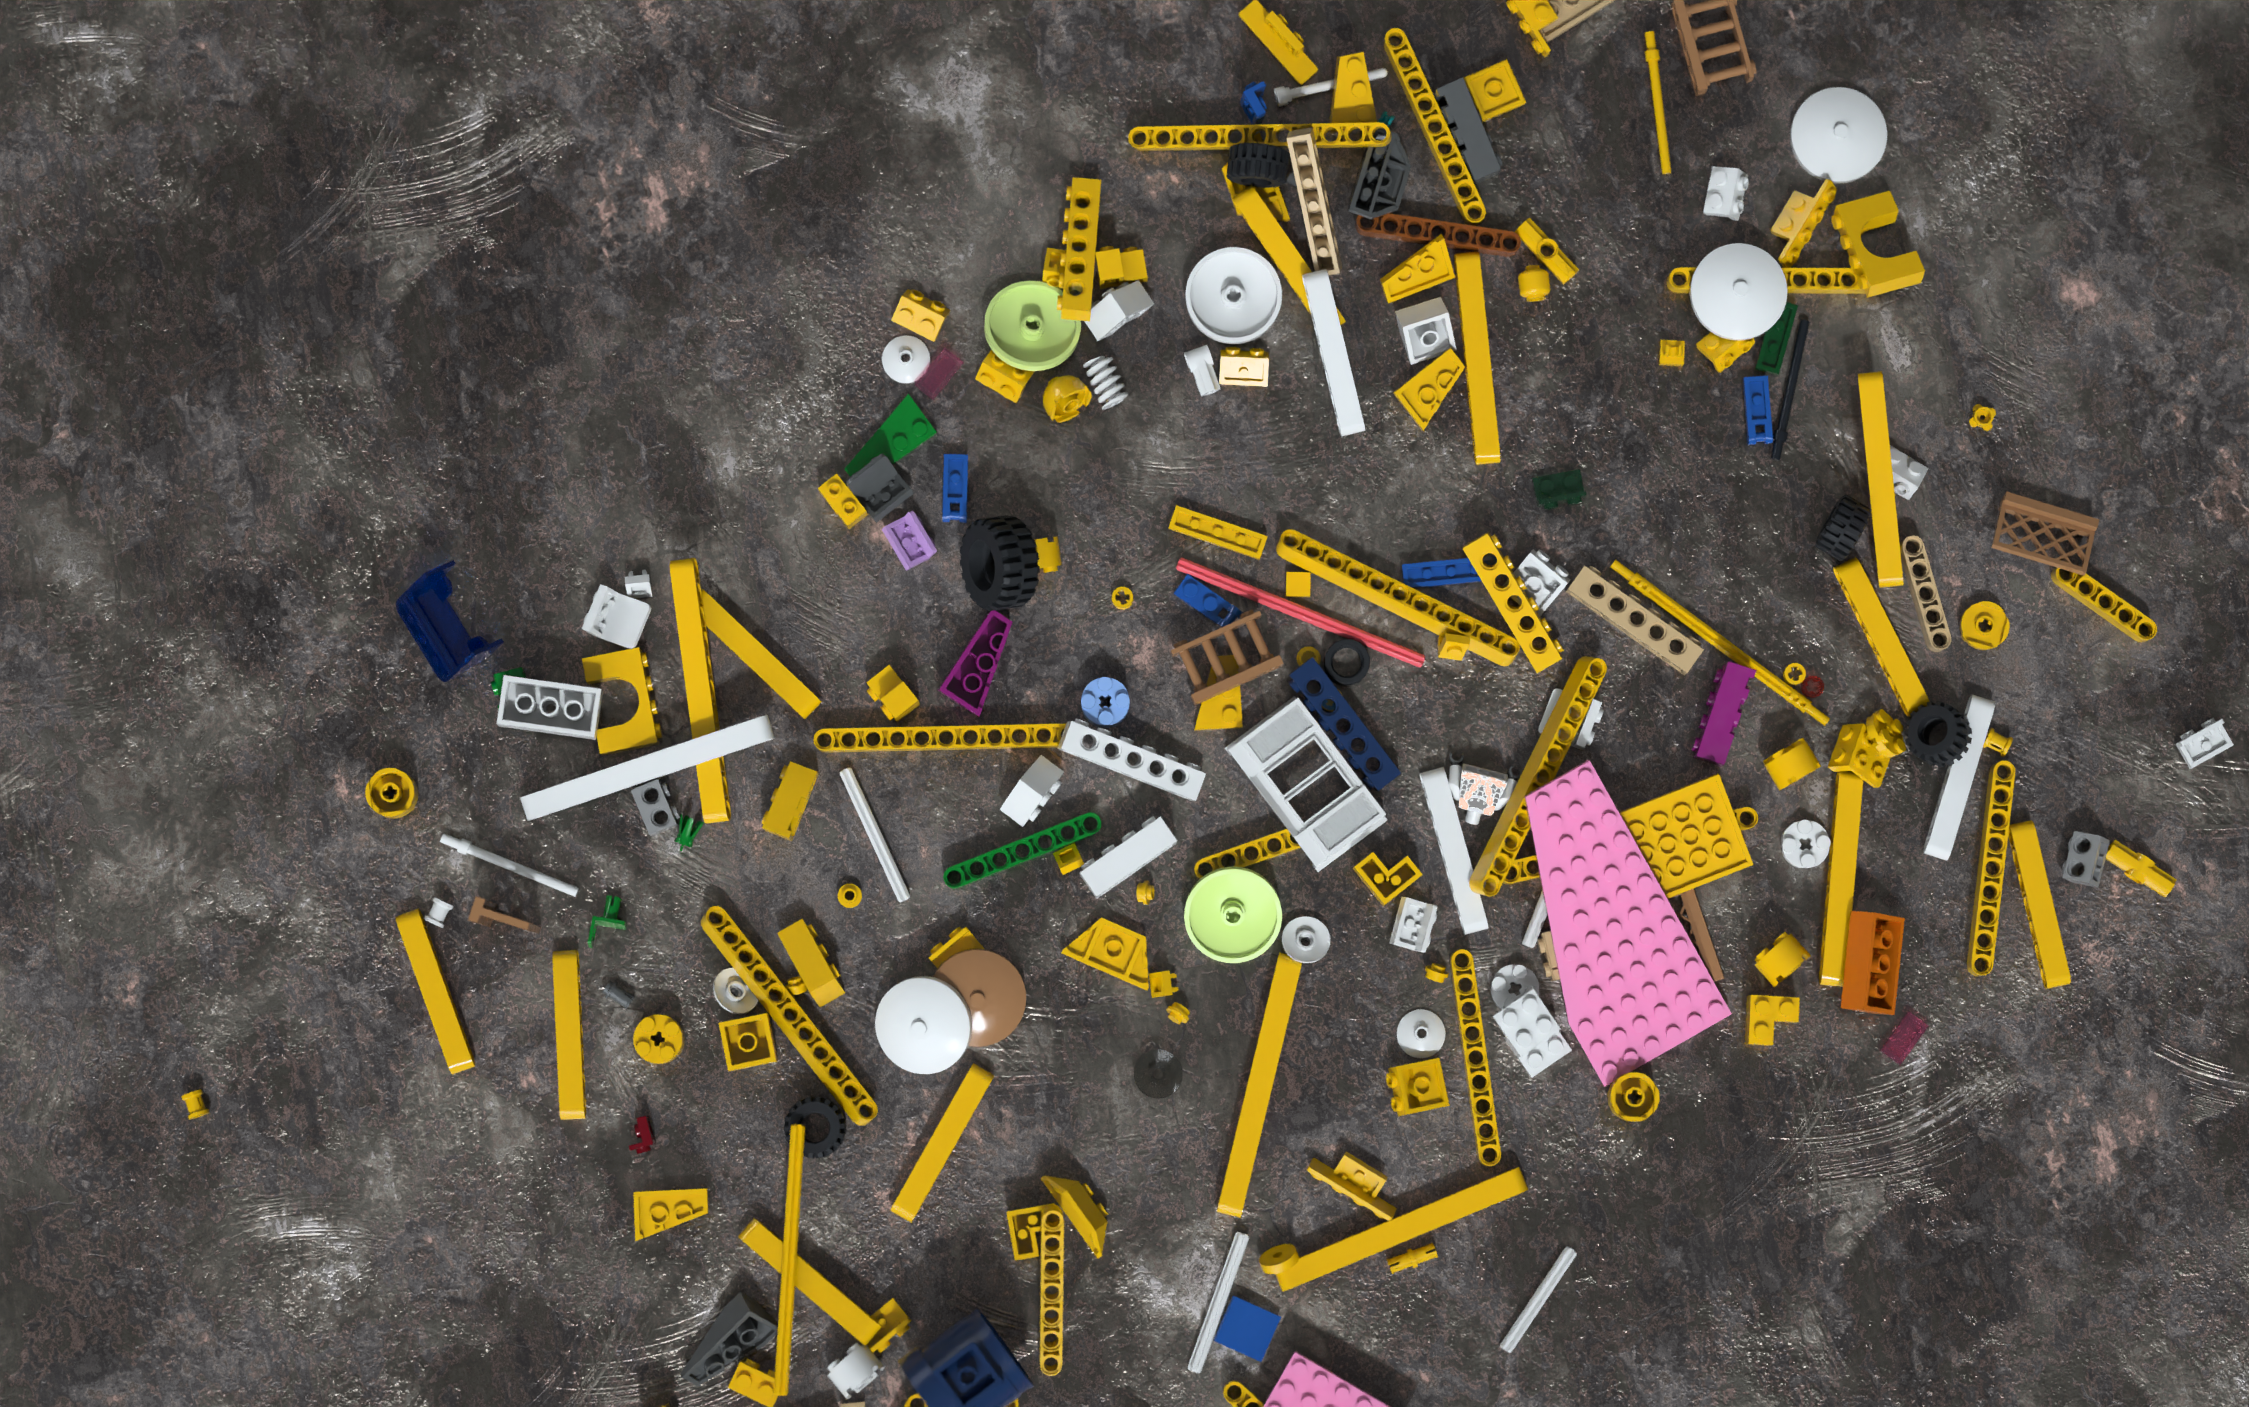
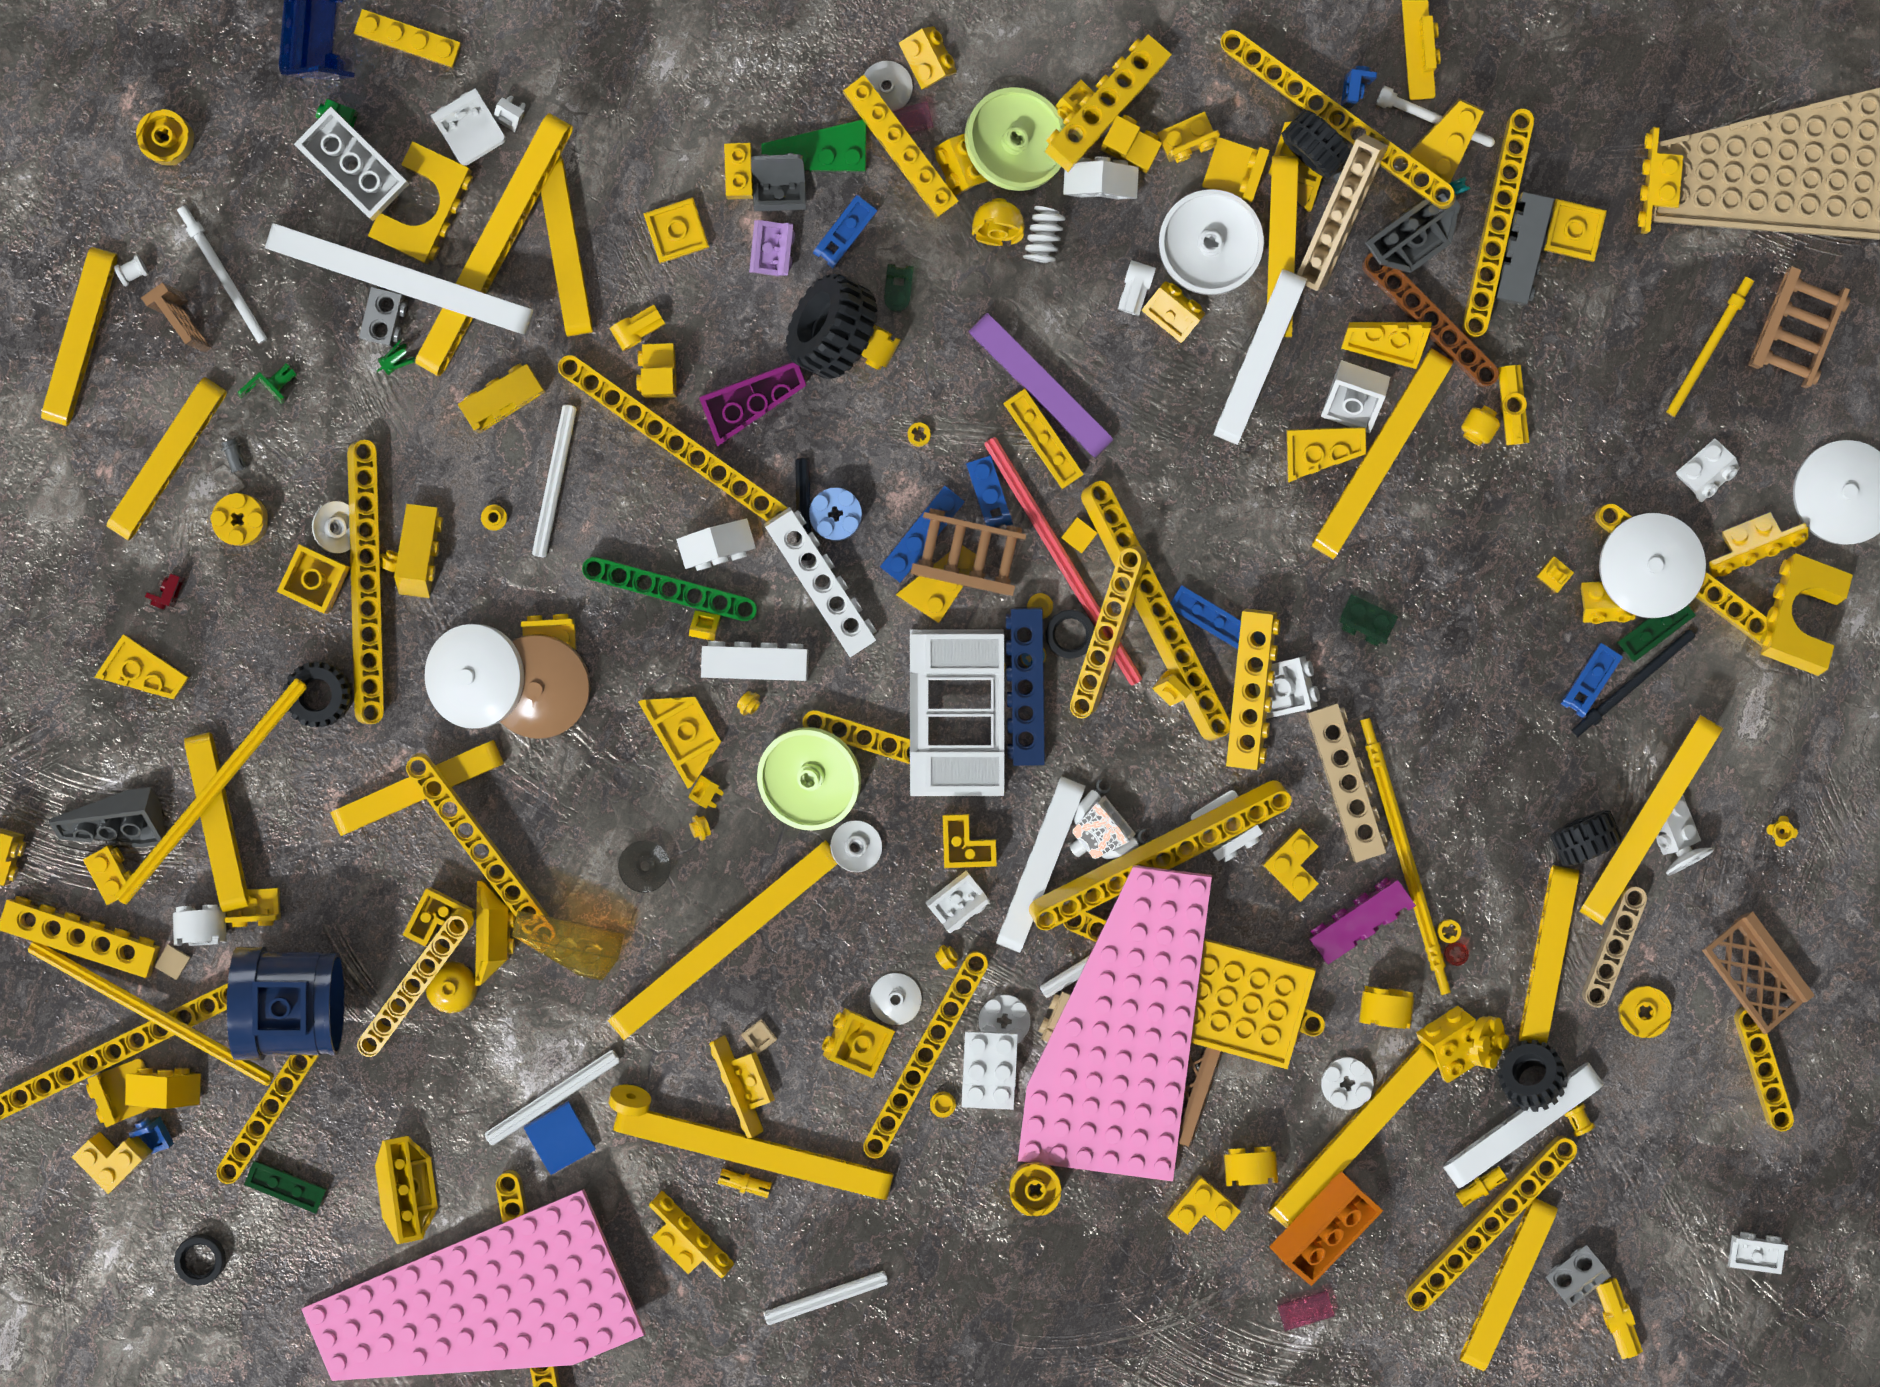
camera: 45 degrees right, 5 degrees up
(520, 586) = (407, 38): none -> yellow plate
(828, 580) = (676, 230): none -> yellow plate
(850, 678) = (632, 330): none -> yellow piece
(950, 394) = (900, 146): none -> yellow brick
(1028, 508) = (897, 296): none -> clear green plate
(1037, 1156) = (477, 837): none -> yellow beam
(1069, 706) = (802, 473): none -> black axle
(1082, 1275) = (452, 988): none -> yellow cylinder
(1151, 1172) = (577, 946): none -> clear yellow wedge
(1157, 232) = (1187, 137): none -> yellow bracket
(1179, 682) = (912, 544): none -> blue plate
(1186, 494) = (1040, 385): none -> medium lavender beam
(1211, 229) = (1235, 169): none -> yellow bracket
(1340, 1138) = (759, 1036): none -> tan tile
(1374, 650) = (1099, 640): none -> yellow beam
(1400, 1335) = (685, 1240): none -> yellow bracket
(1516, 1086) = (942, 1104): none -> yellow plate
(1635, 712) = (1286, 863): none -> yellow brick
(1928, 488) = (1687, 857): none -> white dish
(1963, 846) = (1481, 1186): none -> yellow pin

